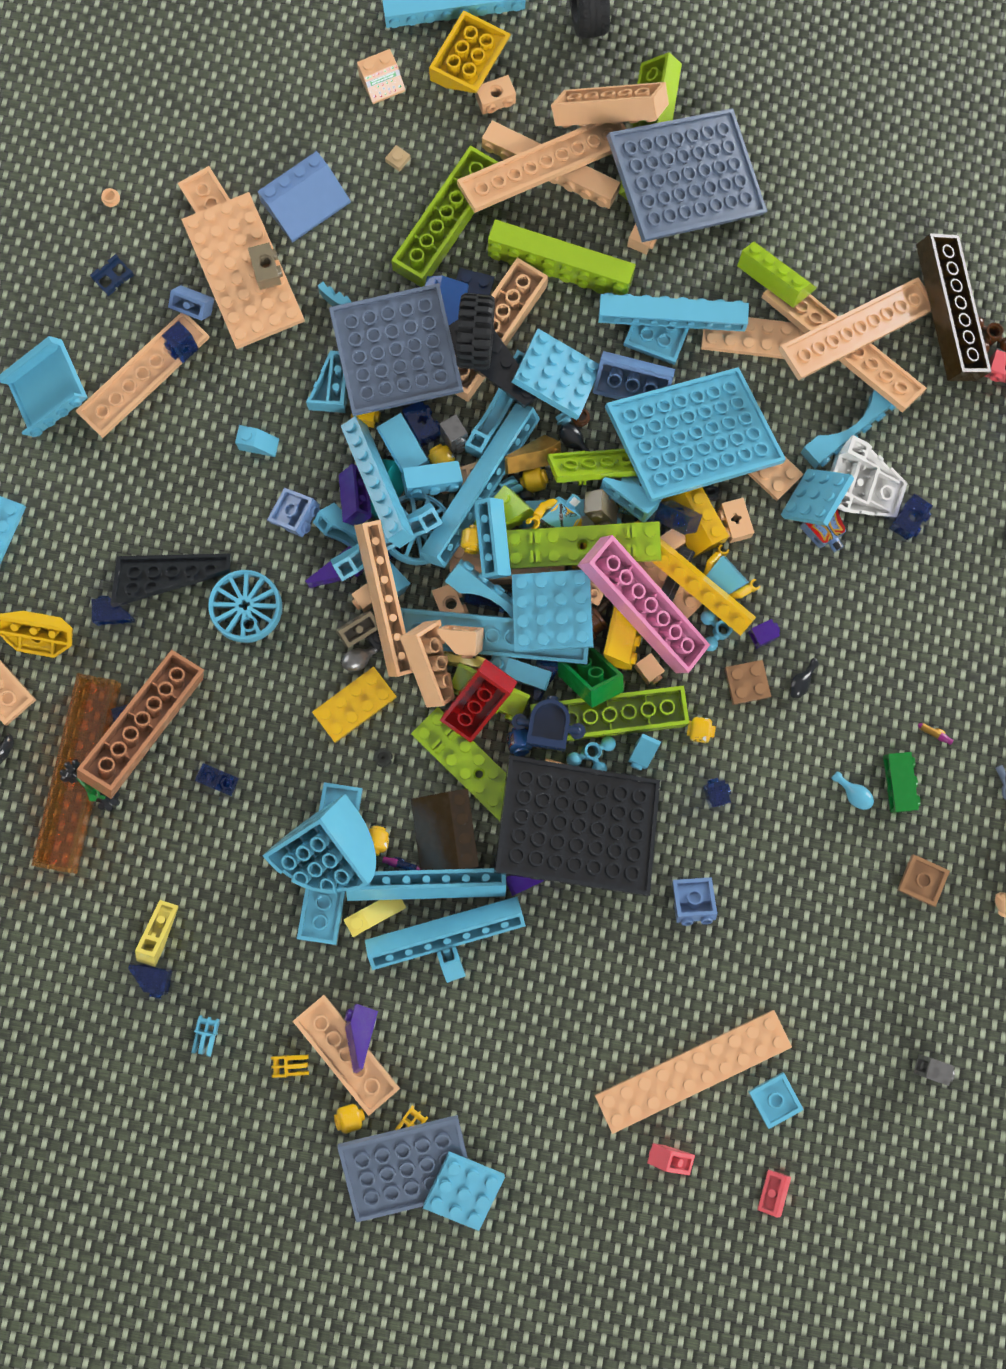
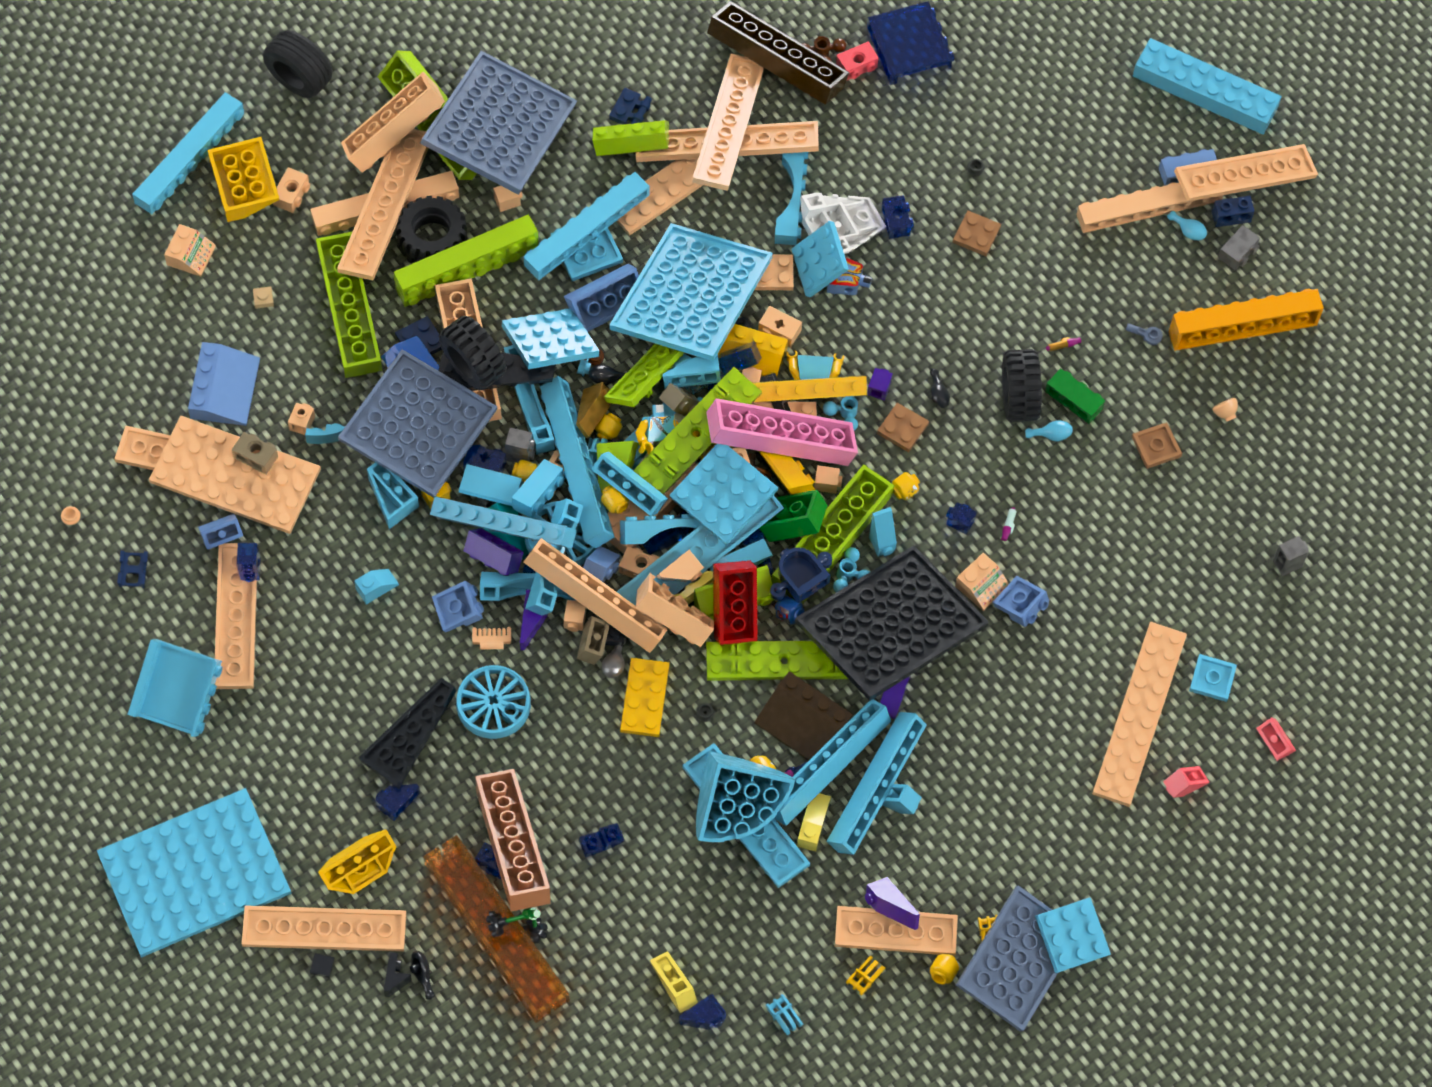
camera: 45 degrees left, 15 degrees down
(292, 561) = (491, 642): none -> light nougat piece
(331, 271) = (301, 418): none -> light nougat brick
(419, 578) = (602, 563): none -> medium blue brick
(560, 194) = (425, 212): none -> black tyre
(681, 857) = (982, 581): none -> light nougat slope
(747, 833) = (1009, 525): none -> piece
(800, 247) = (625, 106): none -> dark blue plate
(865, 739) = (1021, 385): none -> black tyre
(960, 586) = (977, 233): none -> medium nougat plate

